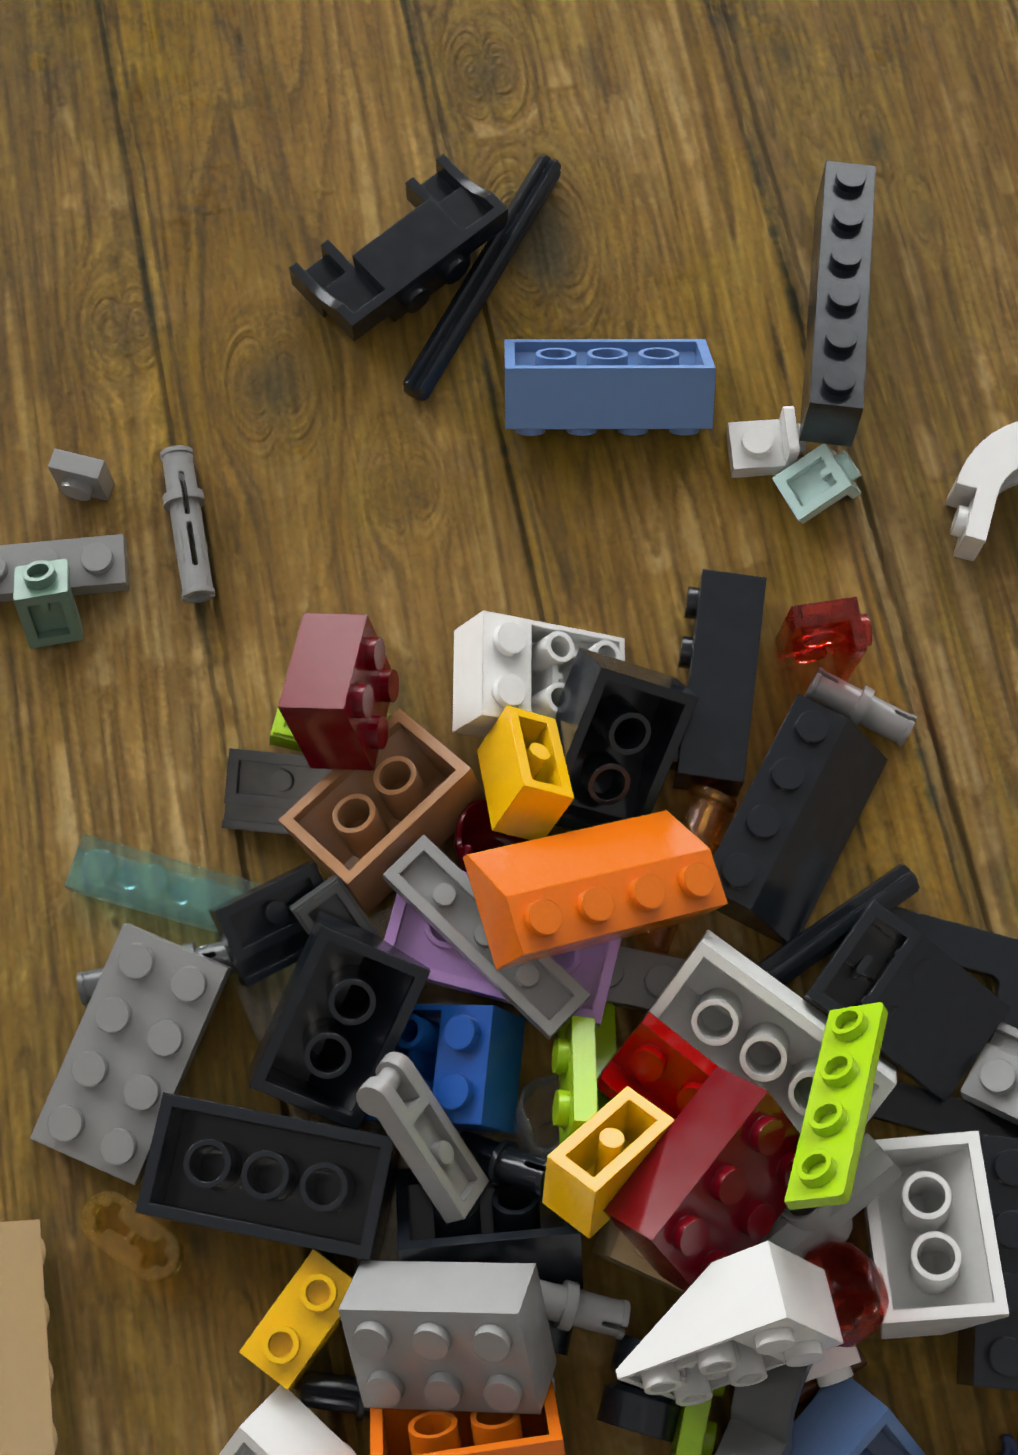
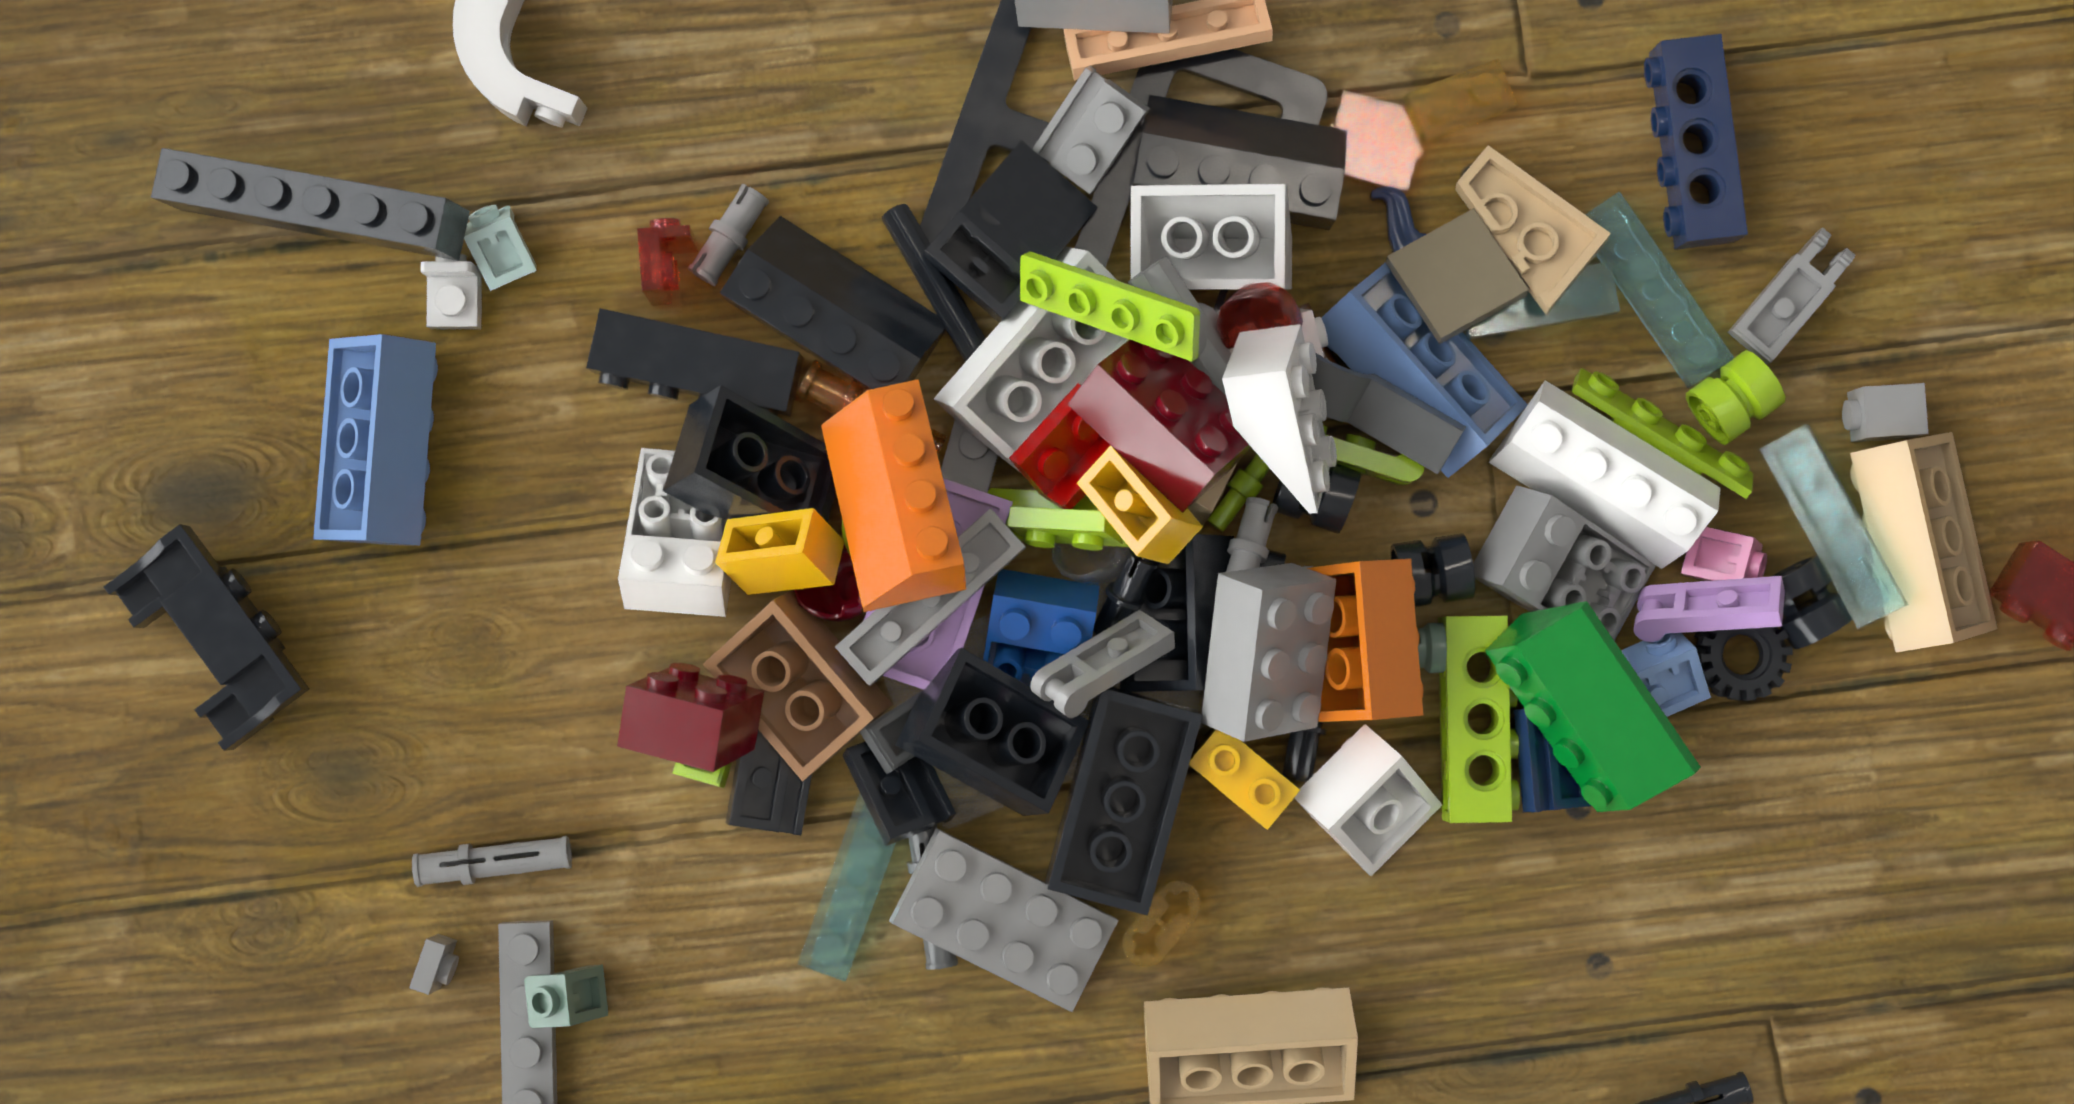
camera: 85 degrees left, 15 degrees up
(481, 280) = (242, 555): black axle -> none
(643, 1297) = (1242, 486): none -> lime bar

